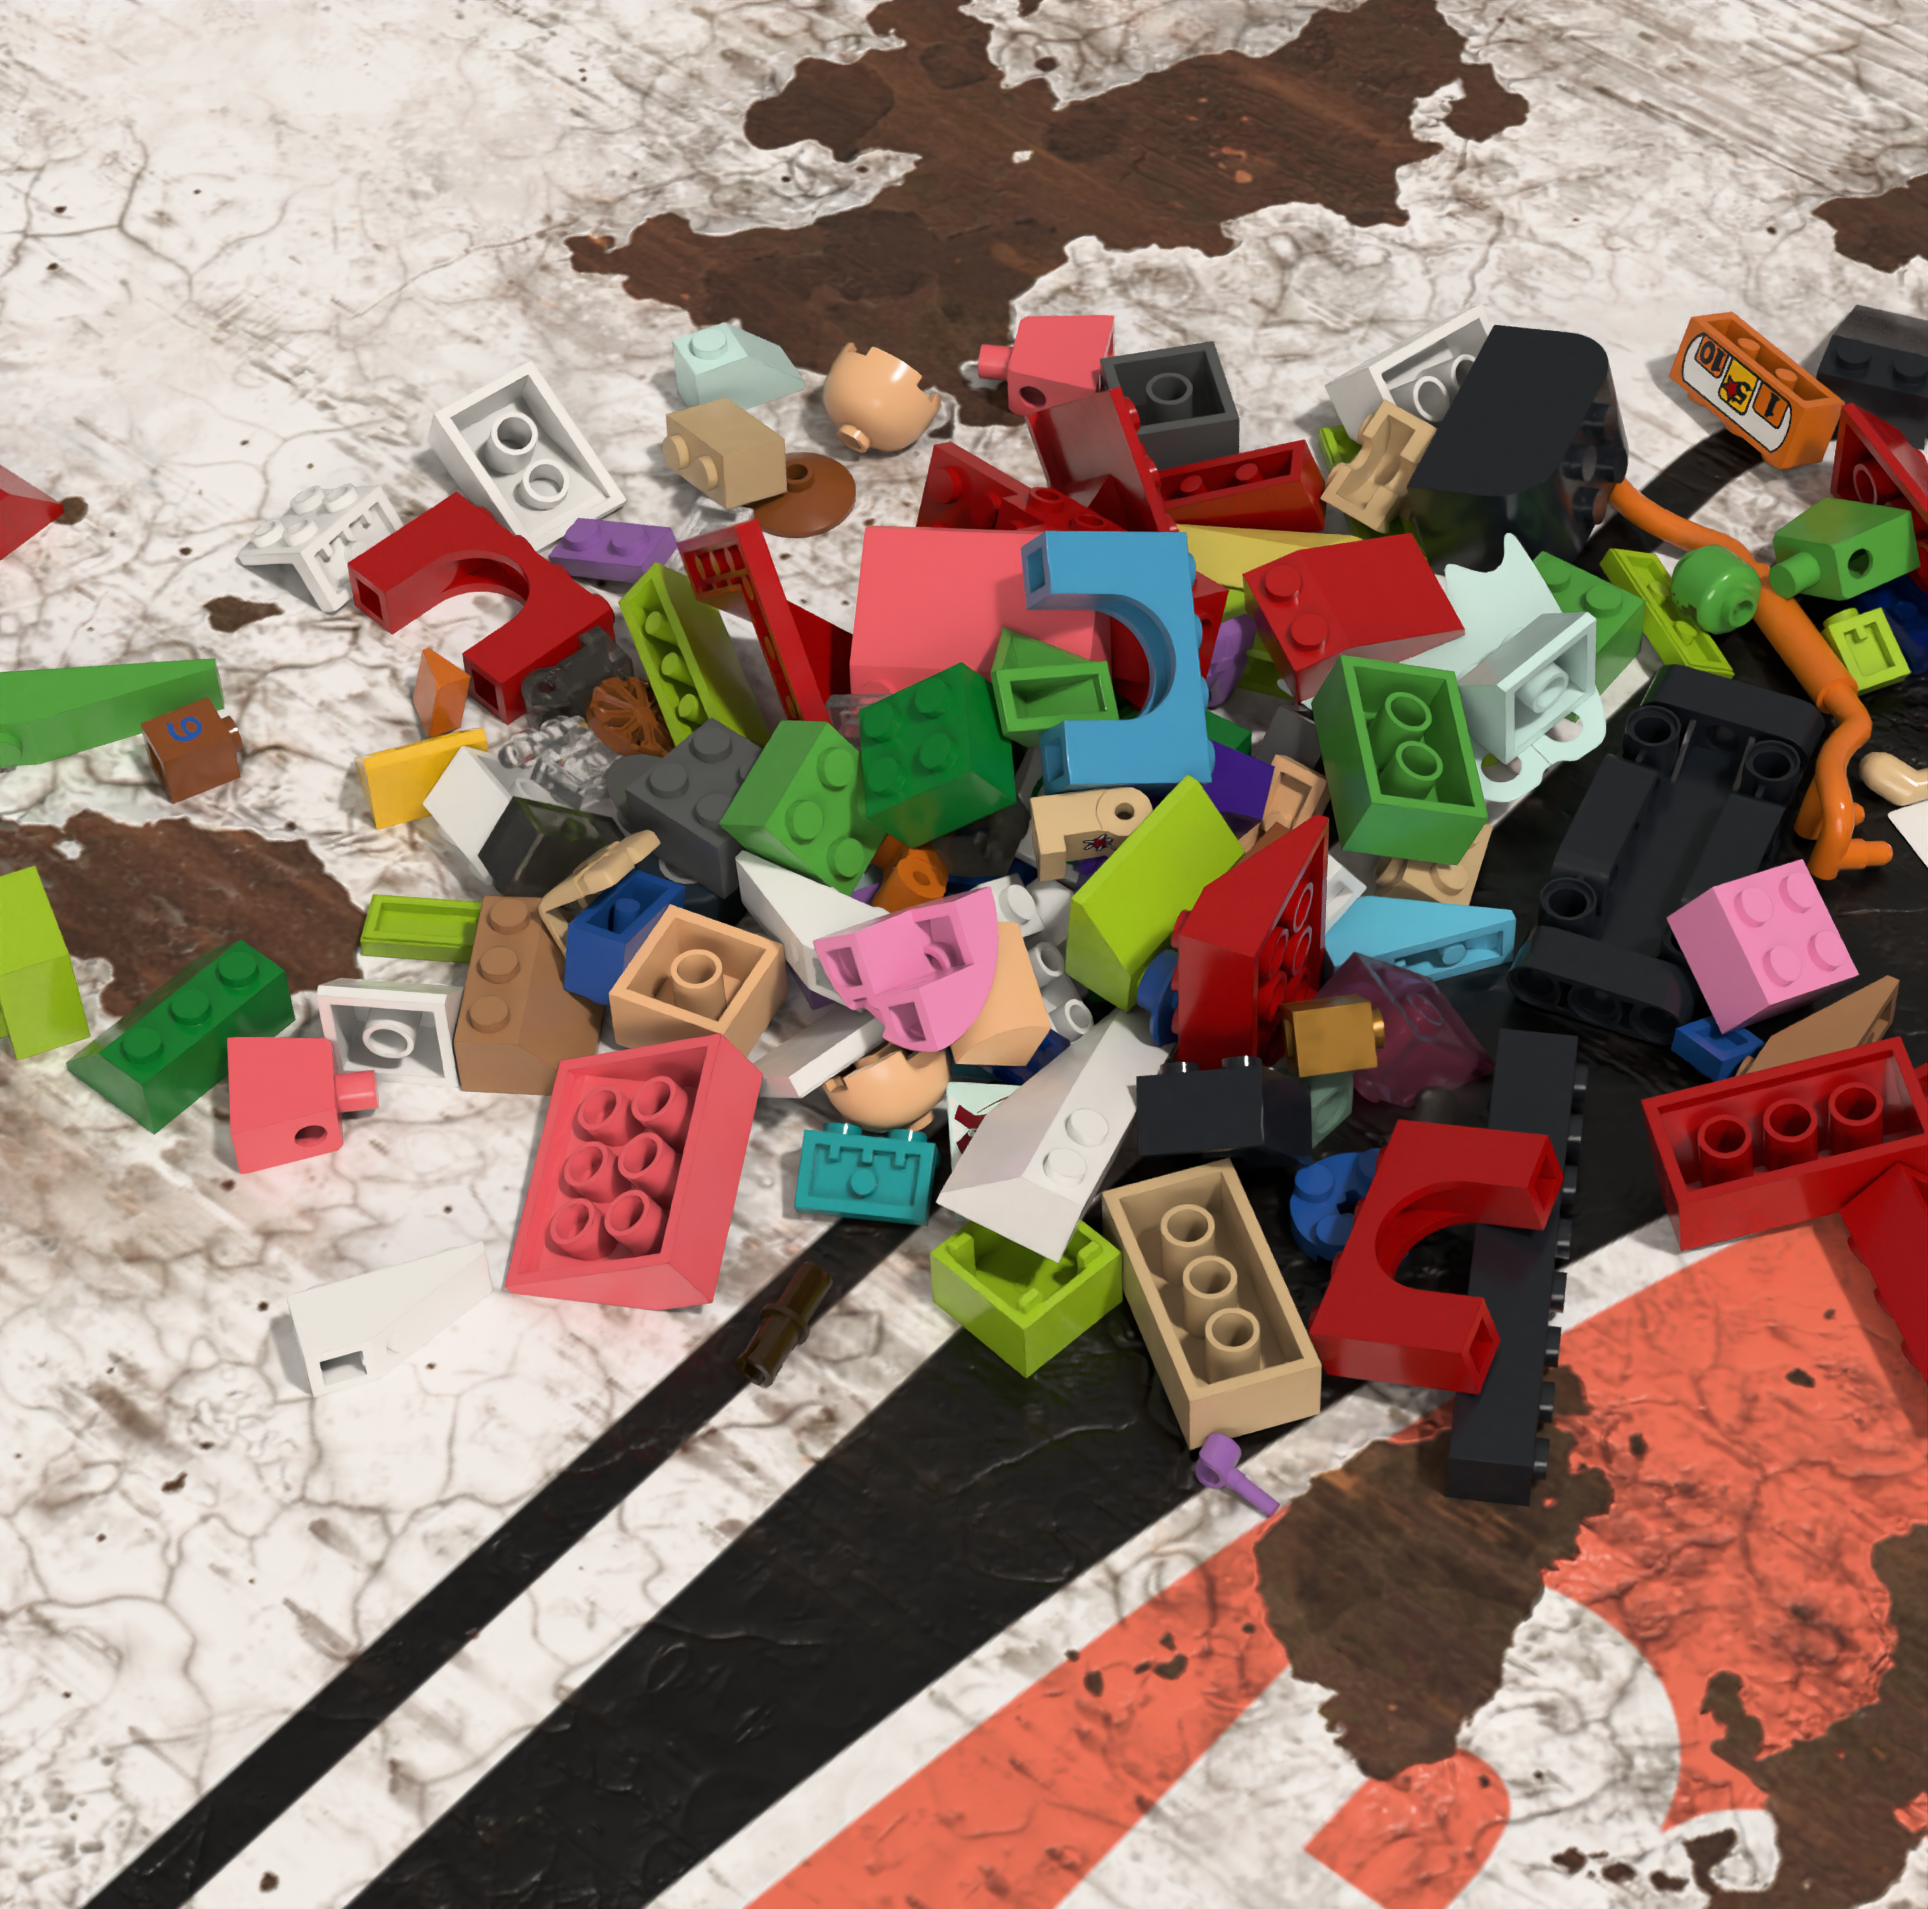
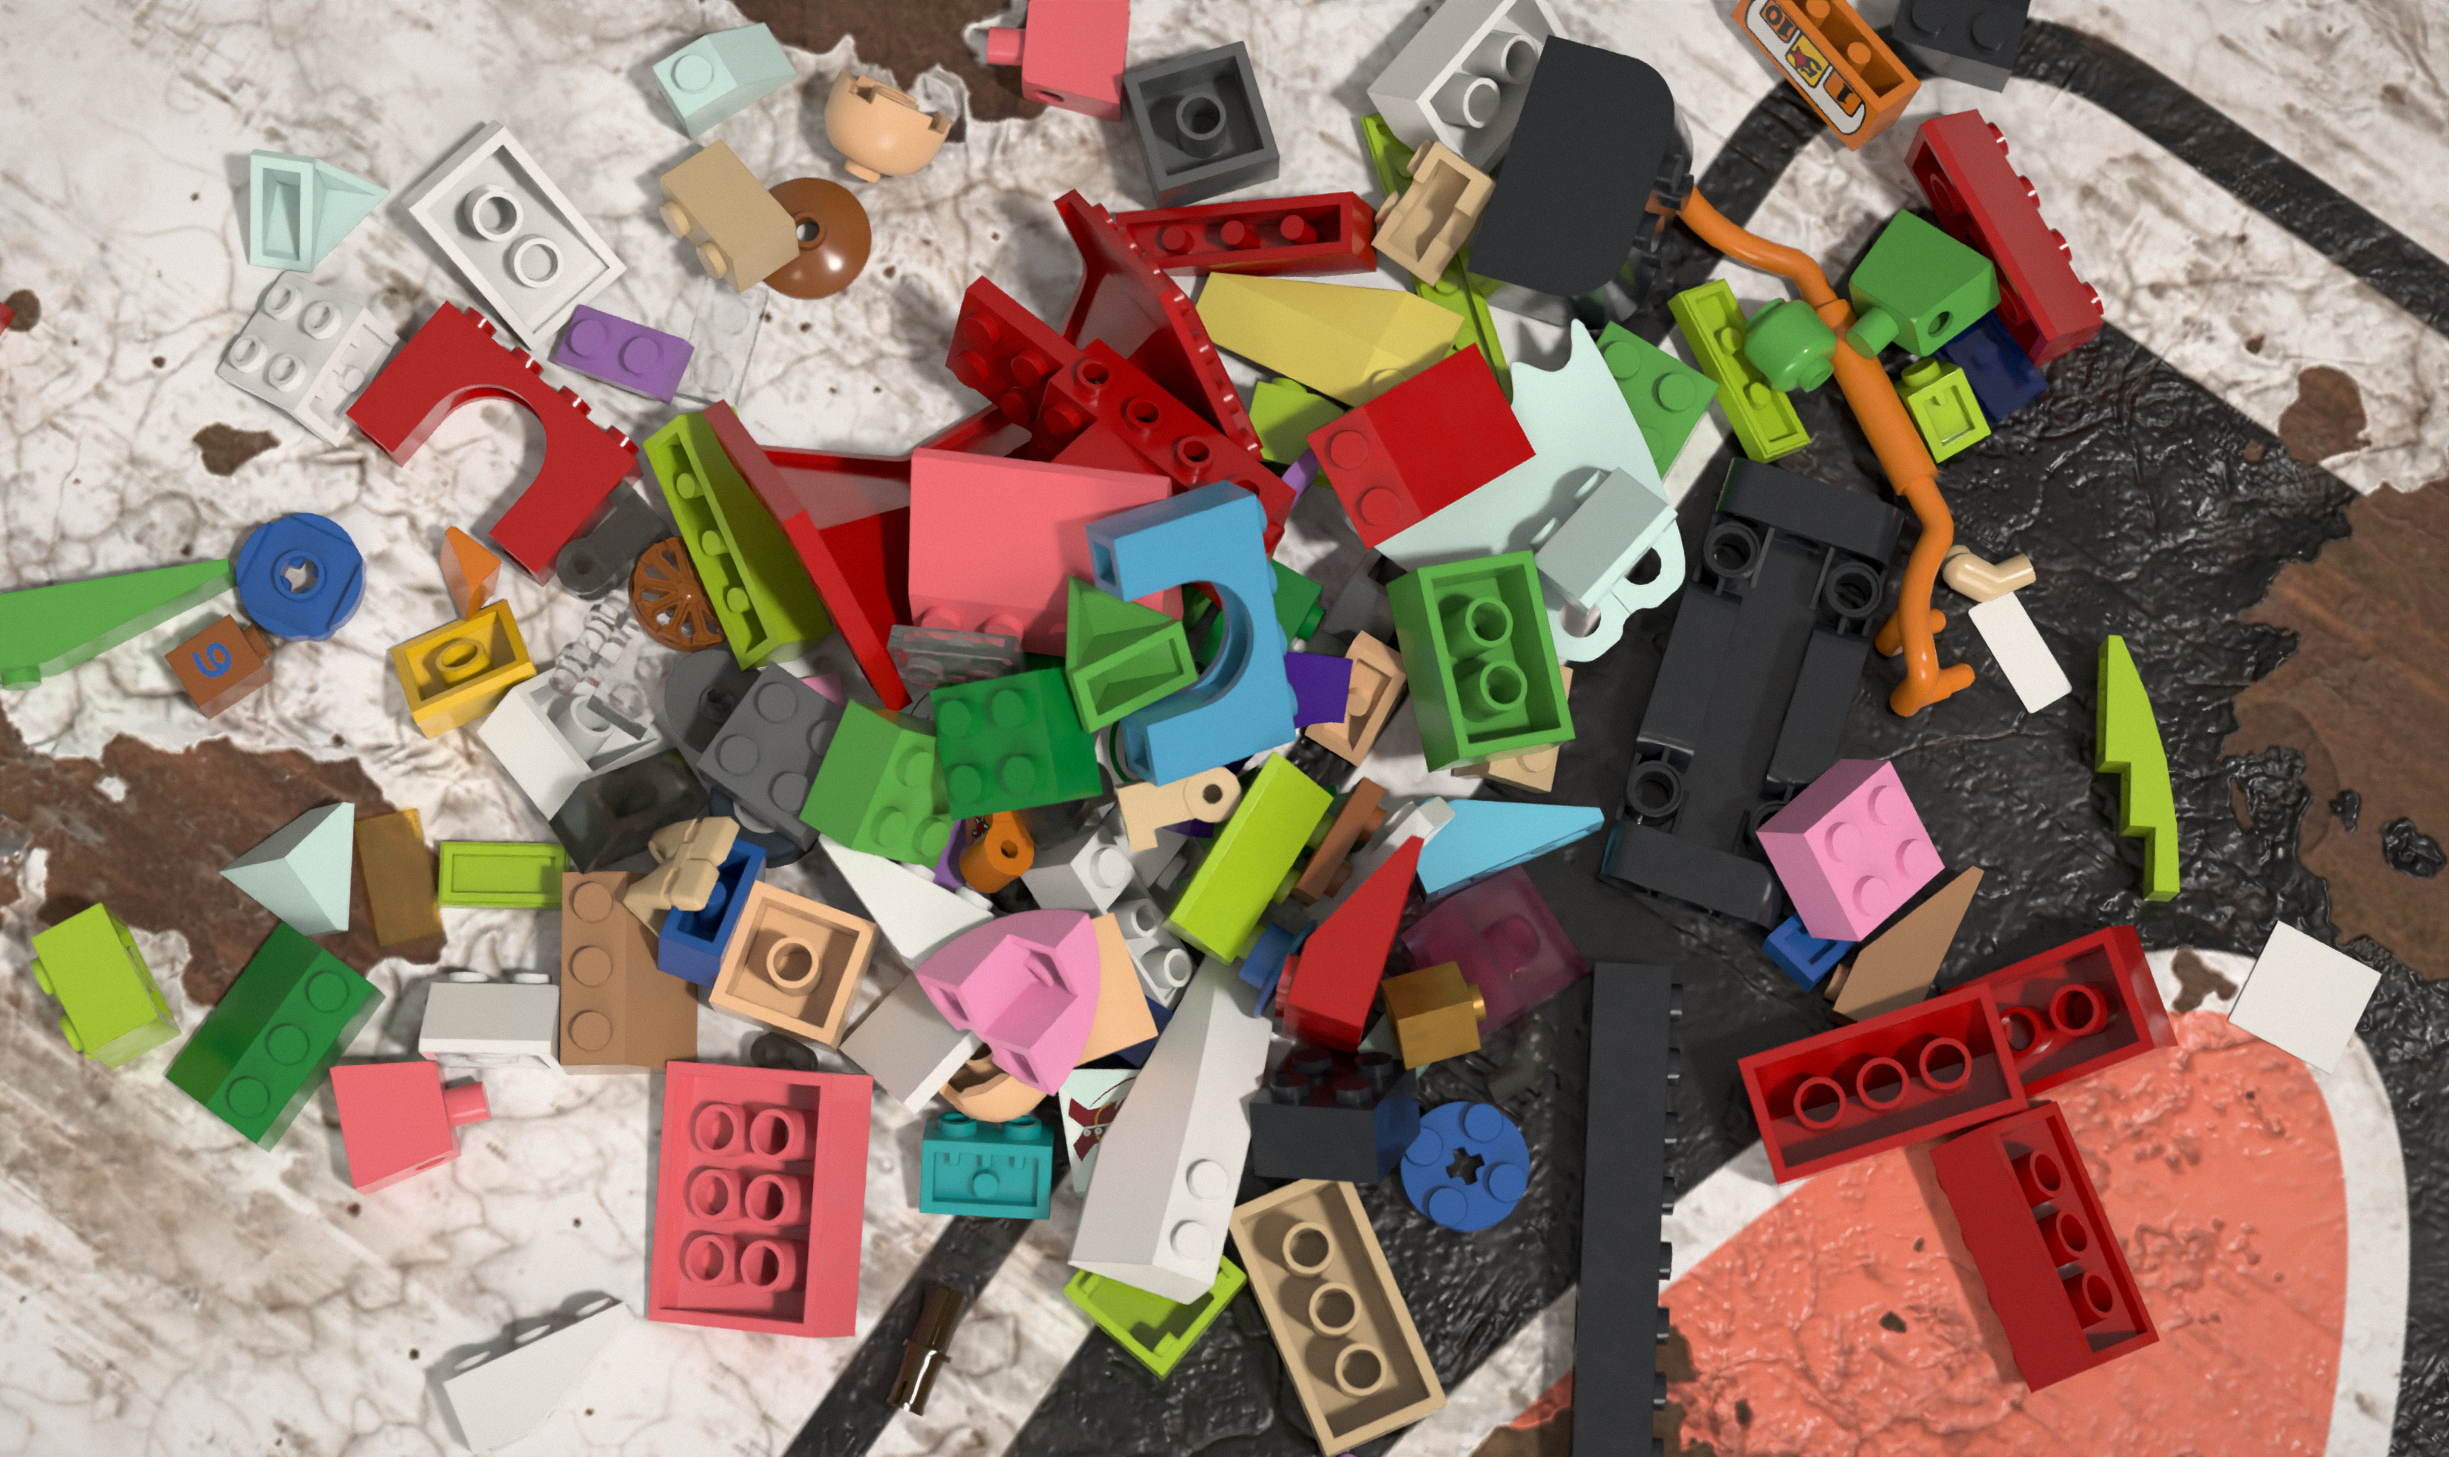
camera: 10 degrees left, 30 degrees up
(232, 899) = (303, 871): none -> light aqua slope
(285, 721) = (313, 612): none -> blue plate
(327, 925) = (399, 878): none -> clear yellow tile
(341, 434) = (303, 208): none -> light aqua slope
(1421, 1184) = (1530, 1172): red arch -> none

